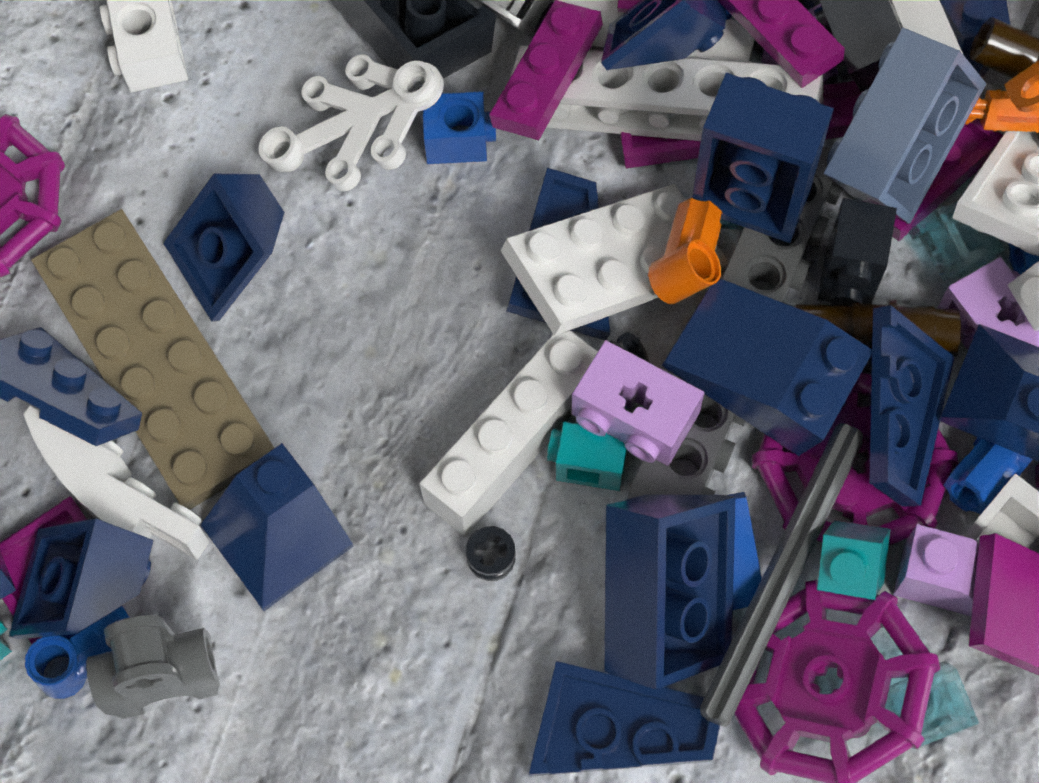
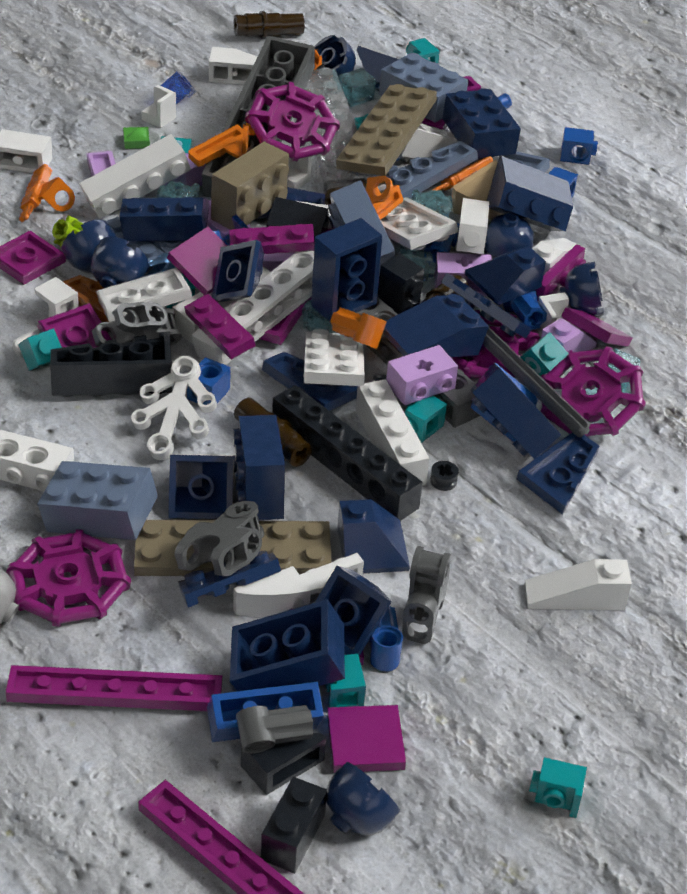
camera: 65 degrees left, 25 degrees down
(91, 343) = (229, 539): none -> dark grey piece
(102, 144) = (98, 500): none -> sand blue brick
(279, 298) = (260, 465): none -> dark blue brick
(406, 271) = (294, 447): none -> dark brown piece
(425, 392) = (350, 454): none -> black brick

